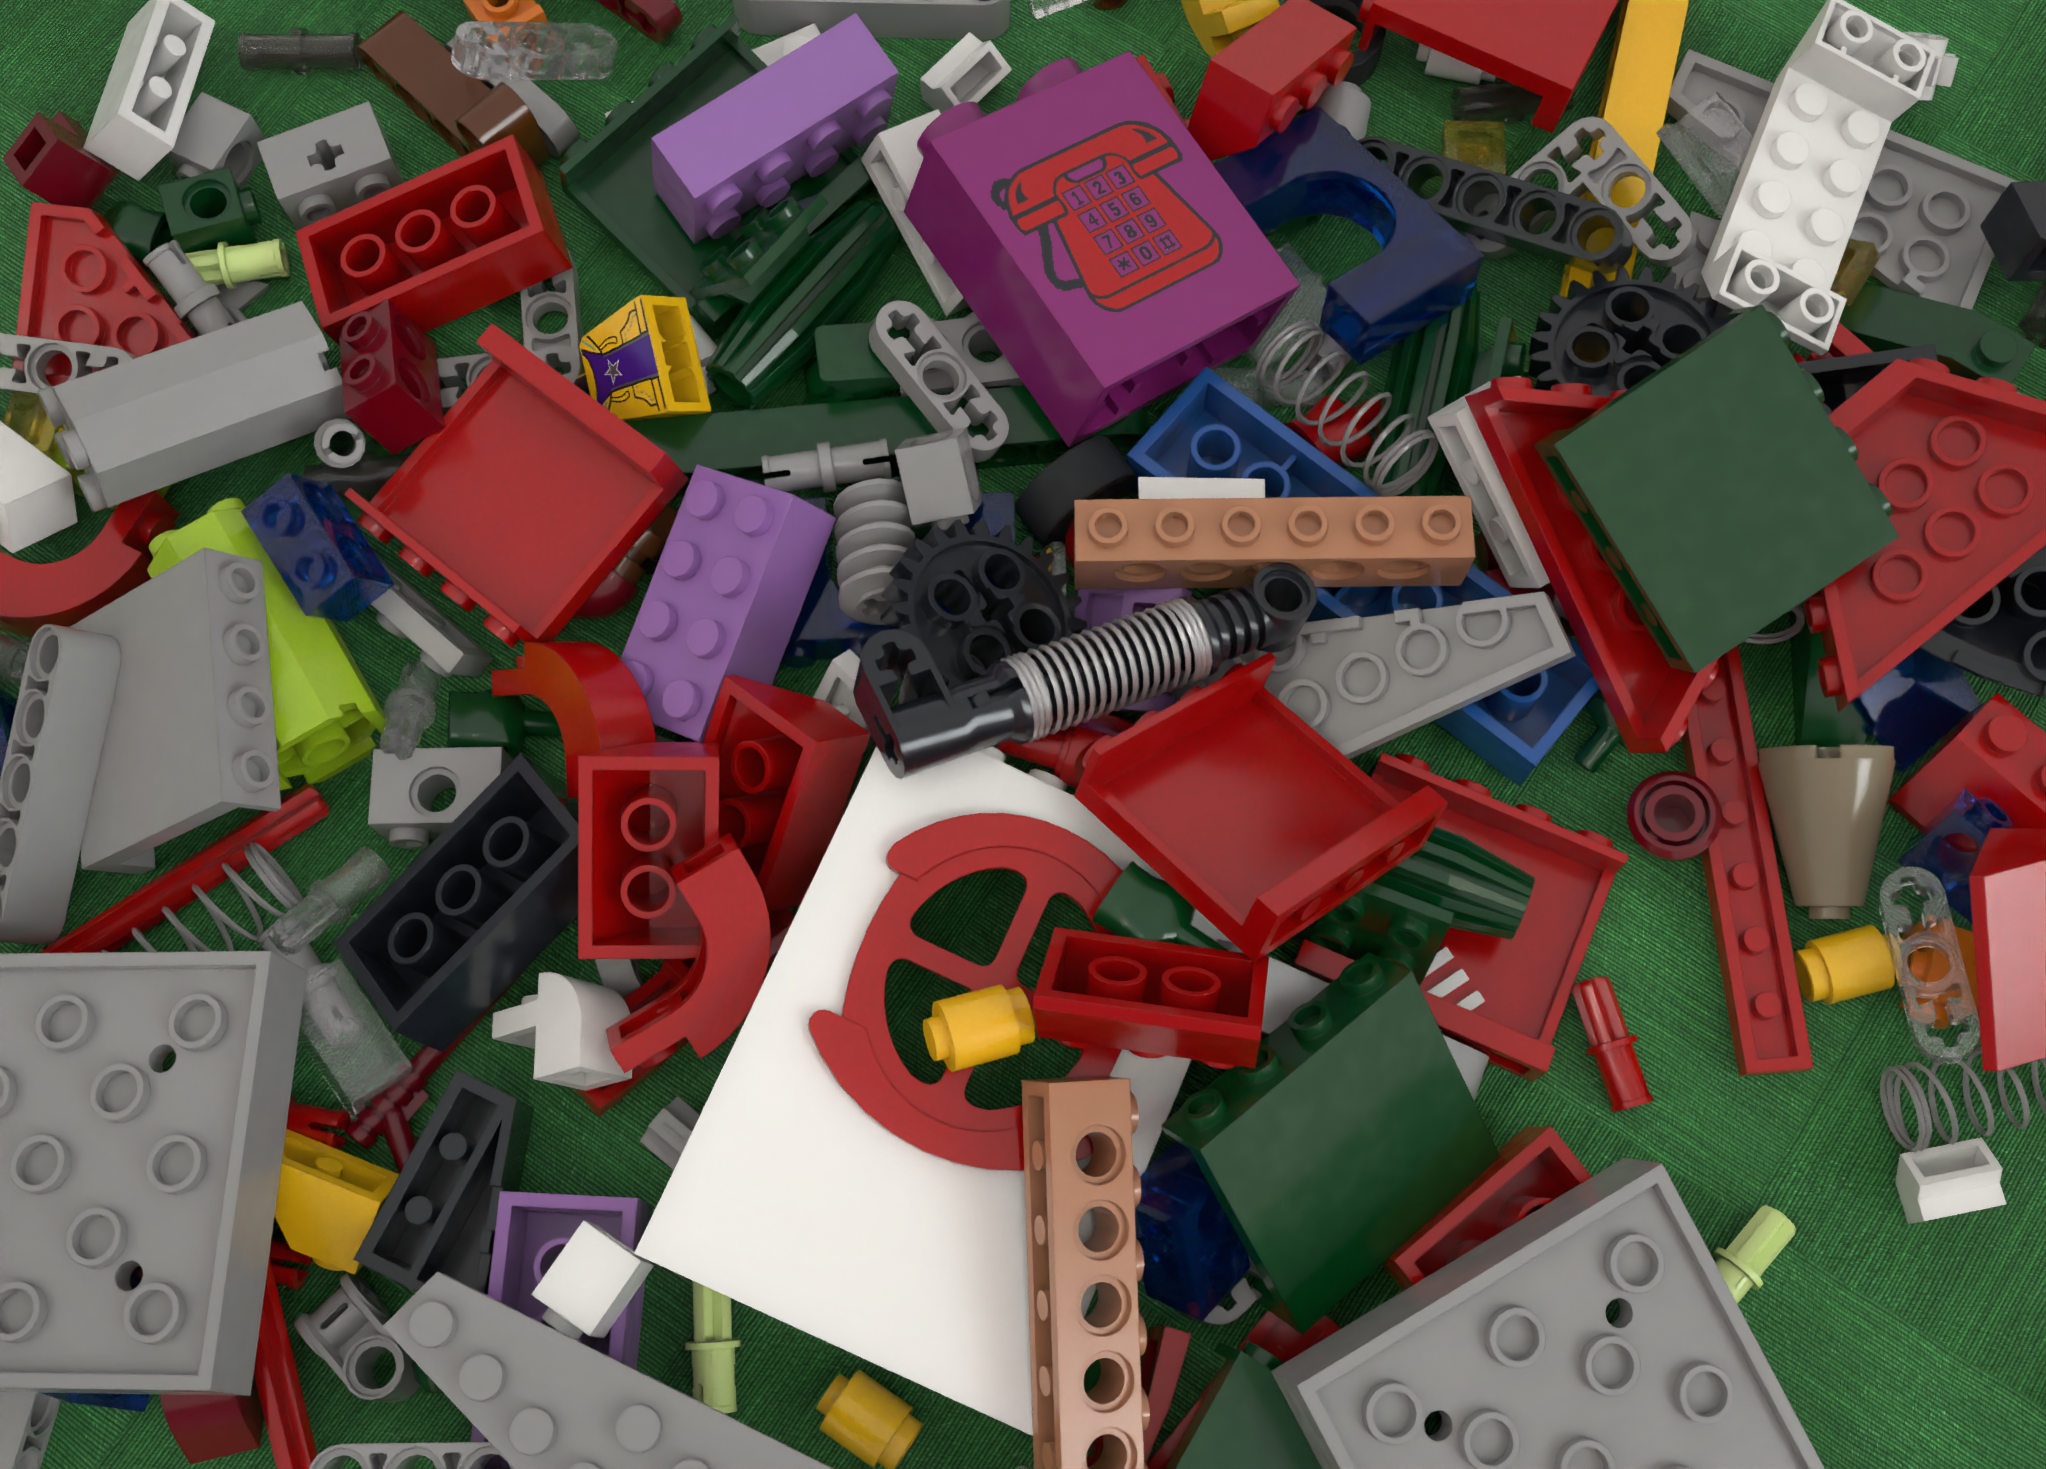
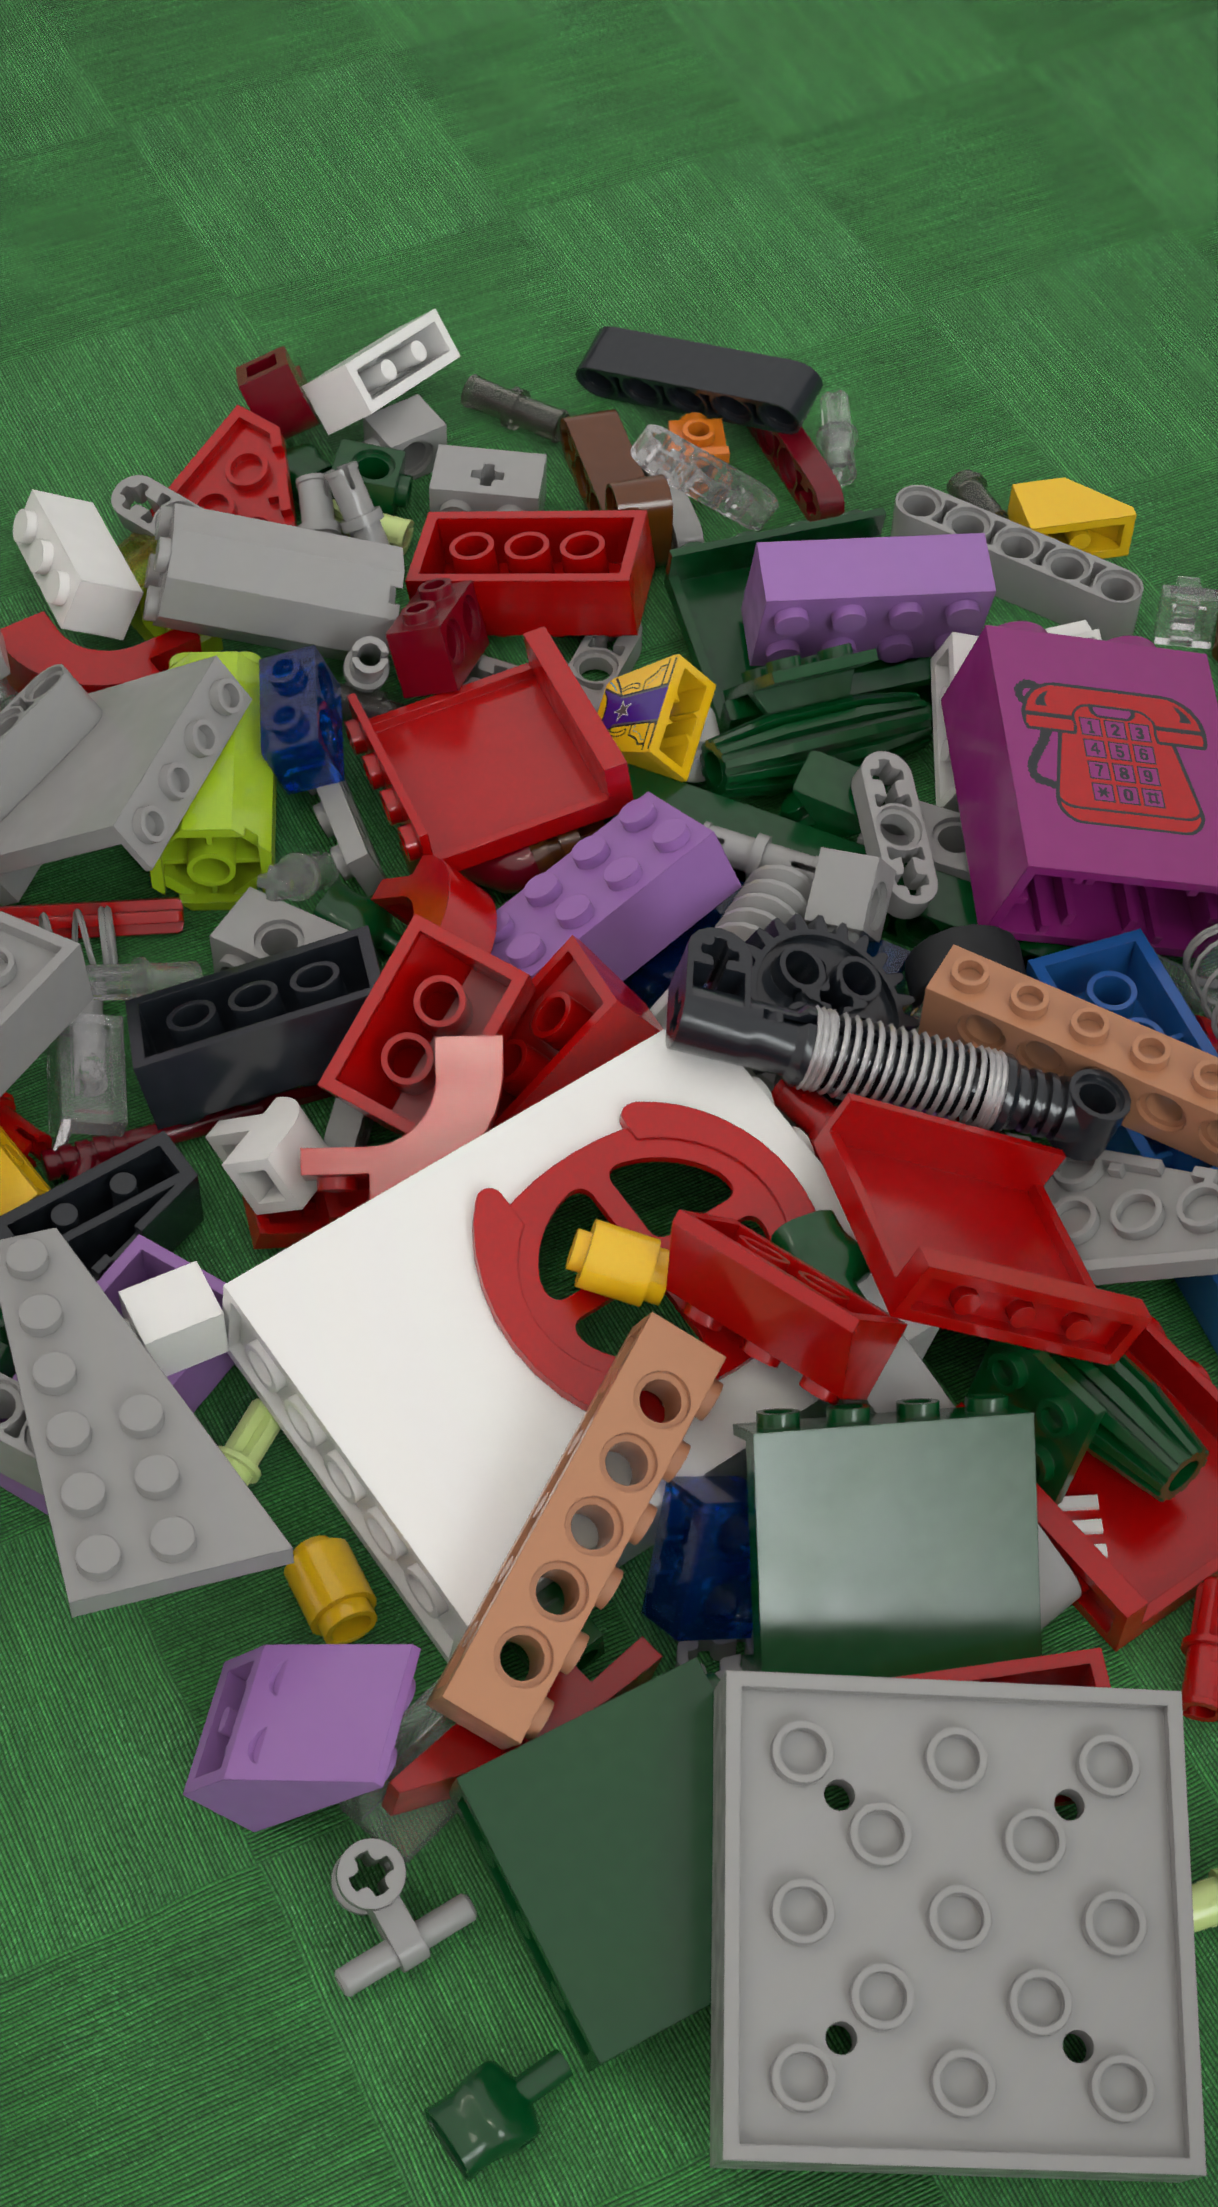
camera: 25 degrees right, 20 degrees down
(230, 268) = (355, 505): none -> light grey pin

